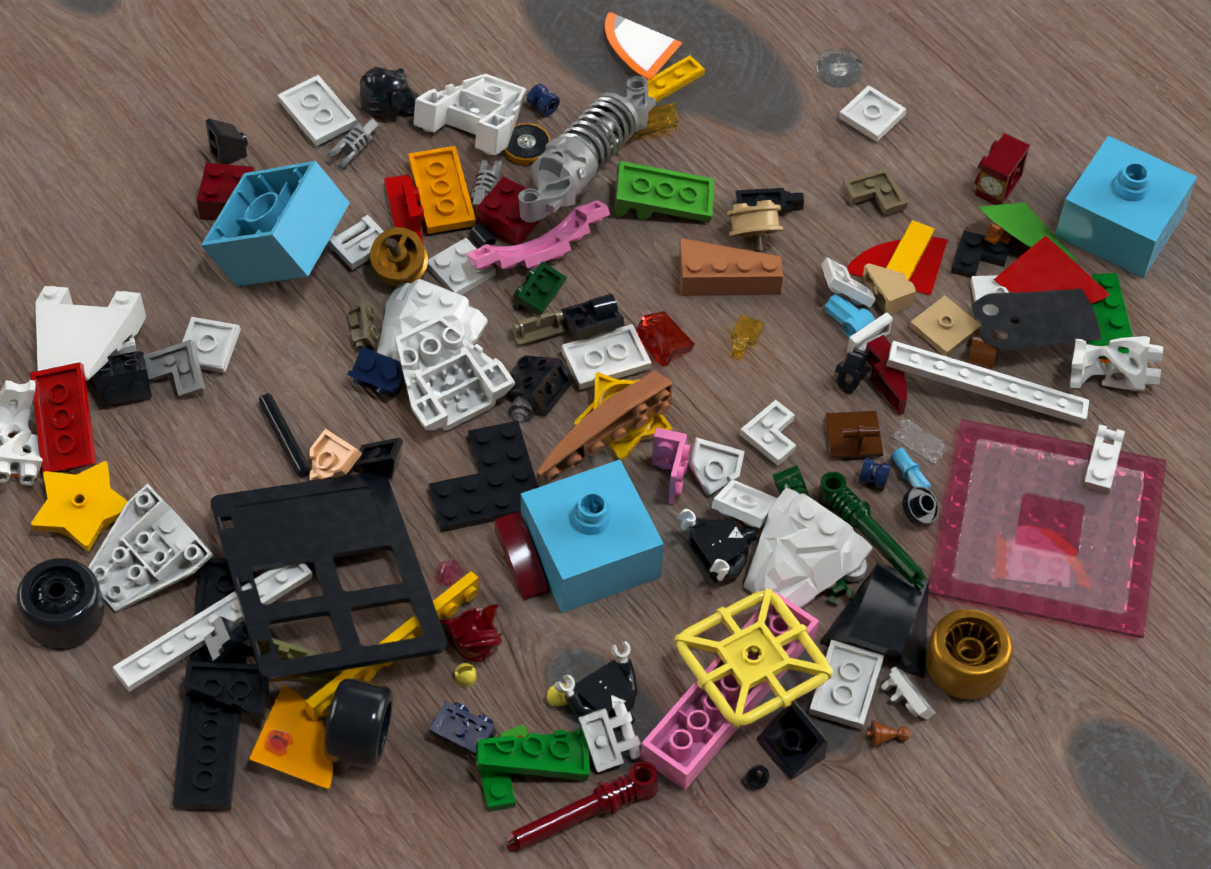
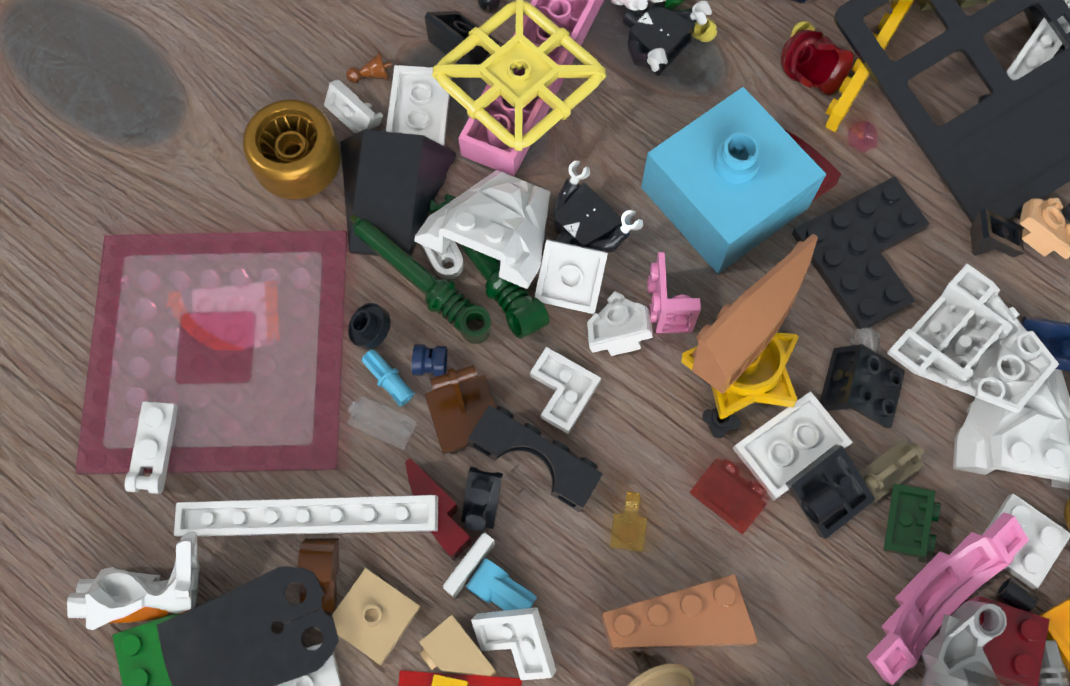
camera: 170 degrees right, 15 degrees up
(829, 401) = (500, 434): none -> black arch

